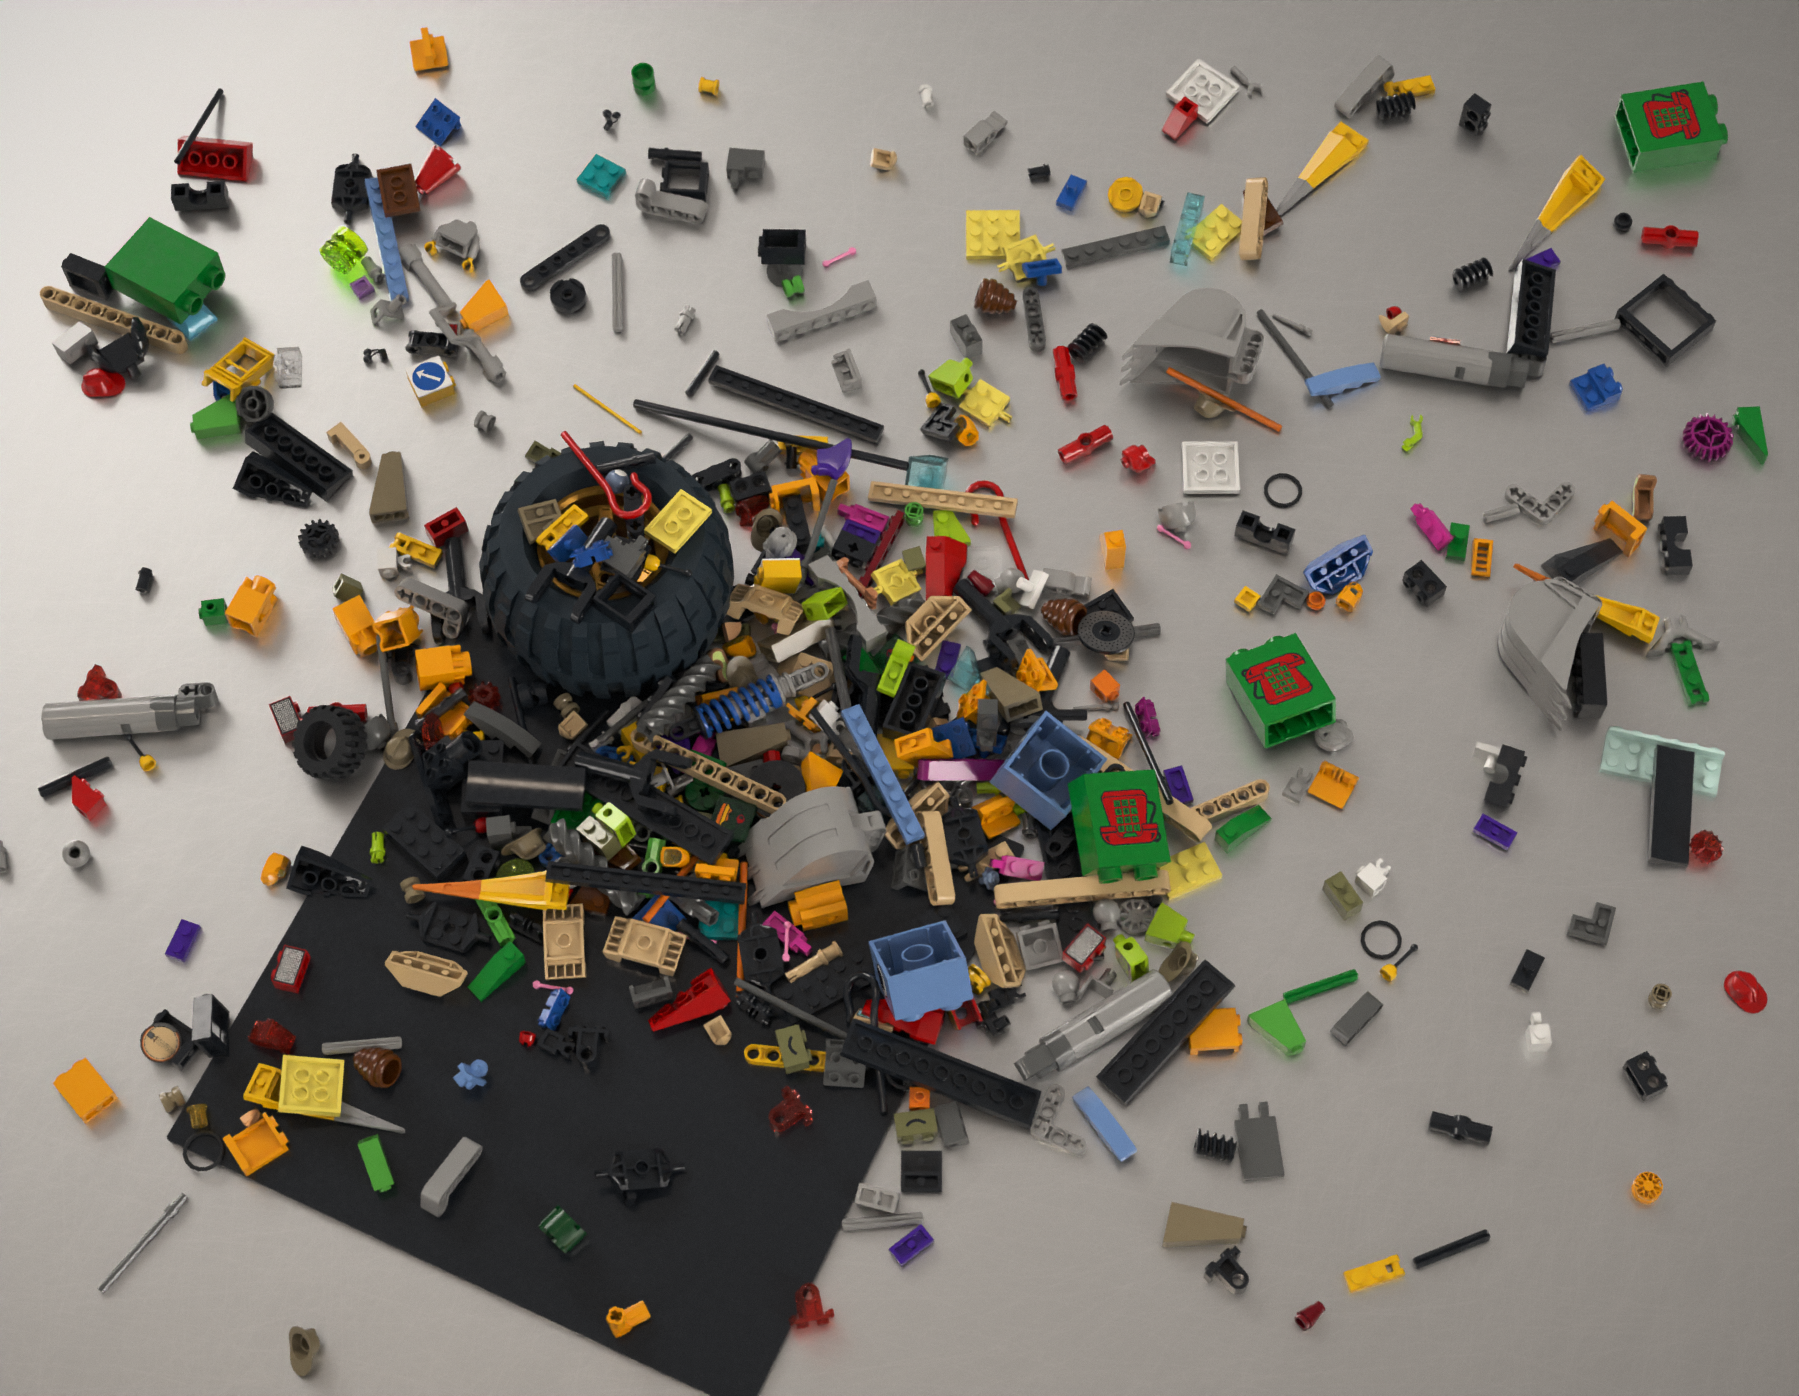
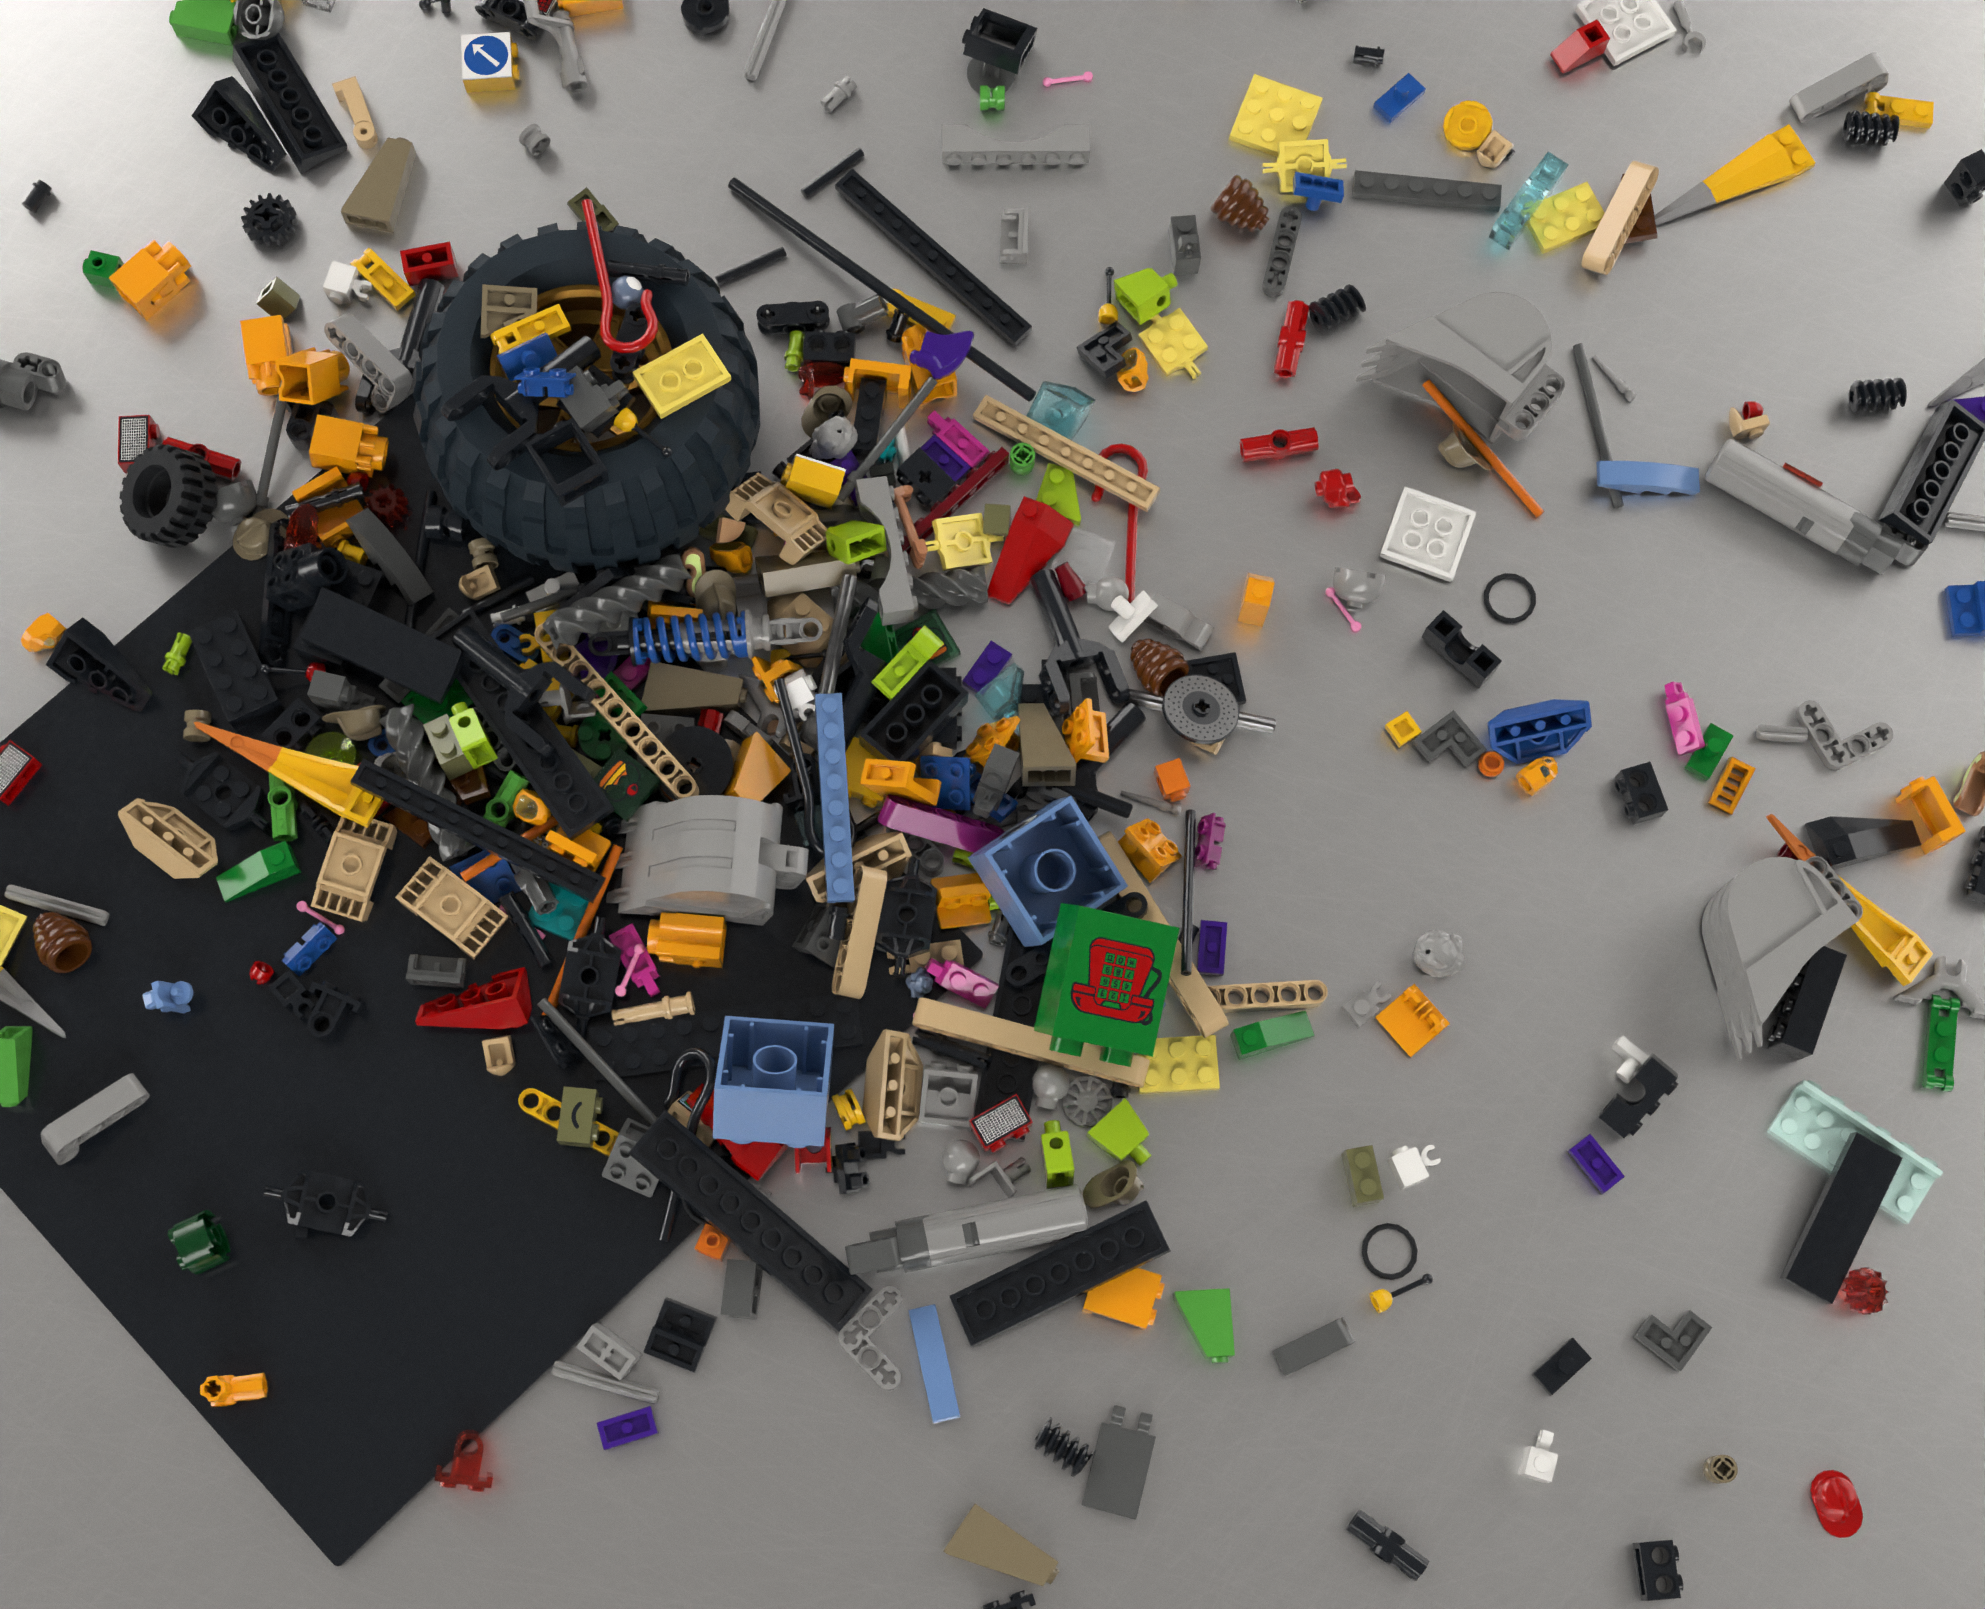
camera: 15 degrees right, 10 degrees up
(607, 409) = (695, 177): yellow piece -> none
(791, 1110) = (547, 1195): clear red pin -> none
(915, 1126) = (696, 1274): olive brick -> none
(934, 622) = (985, 616): tan wedge -> none
(1006, 603) = (1091, 622): olive panel -> none
(1280, 690) = (1393, 871): green brick -> none
(1320, 986) = (1285, 1284): green axle -> none
(1409, 442) = (1701, 594): lime arm -> none

